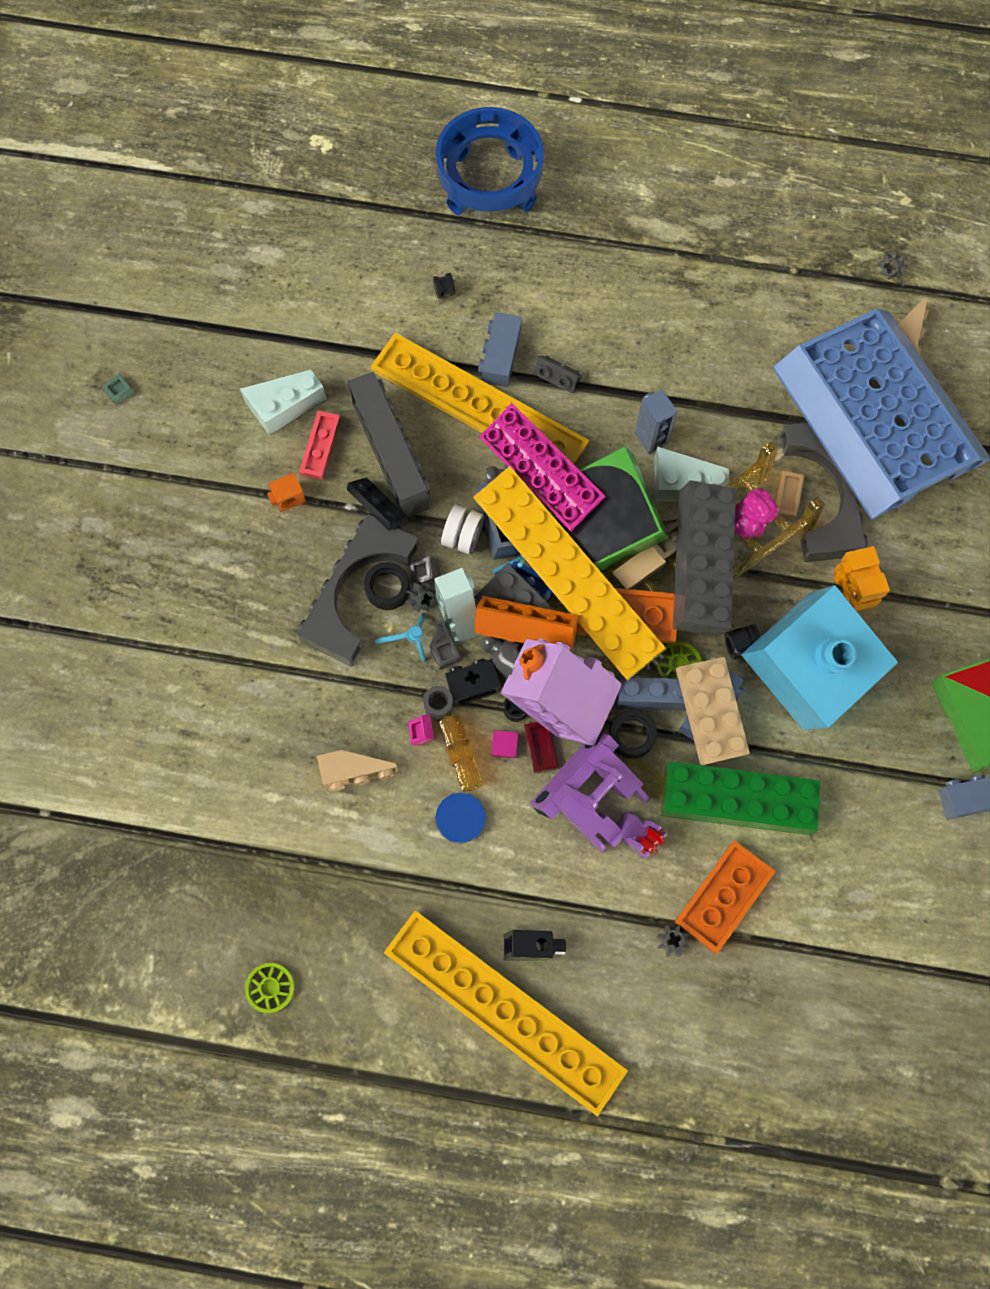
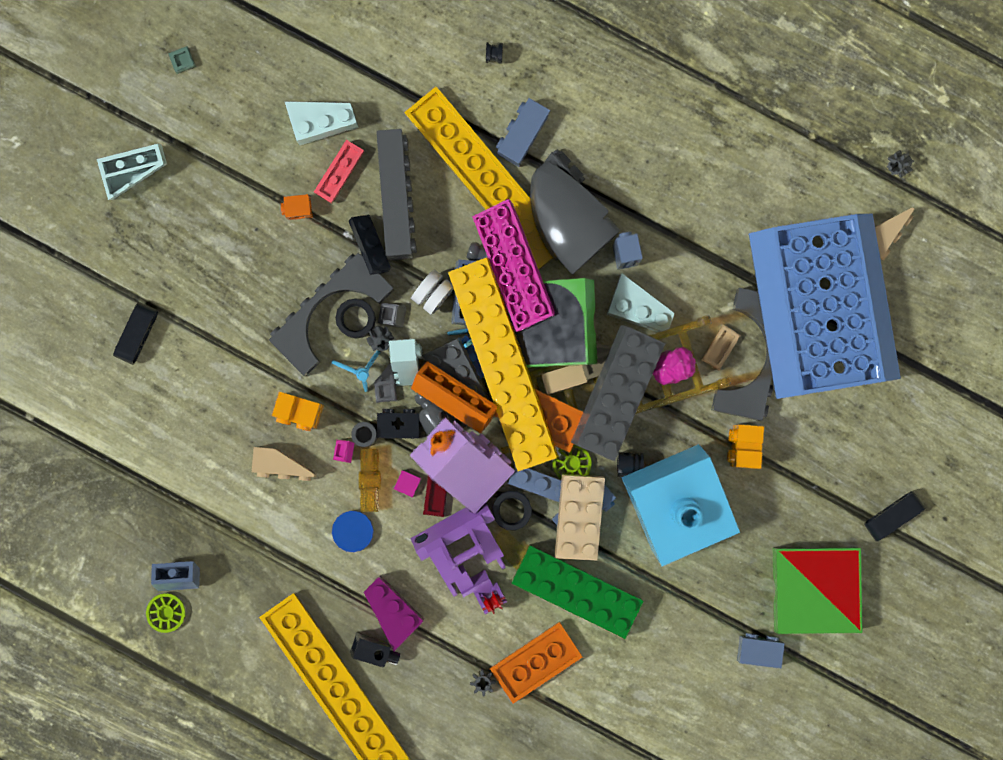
camera: 20 degrees right, 15 degrees up
(90, 506) = (129, 168): none -> light aqua wedge
(144, 678) = (135, 333): none -> black beam
(268, 936) = (175, 576): none -> sand blue brick
(354, 699) = (297, 410): none -> light orange brick
(538, 892) = (392, 611): none -> magenta wedge
(581, 410) = (568, 217): none -> dark grey panel

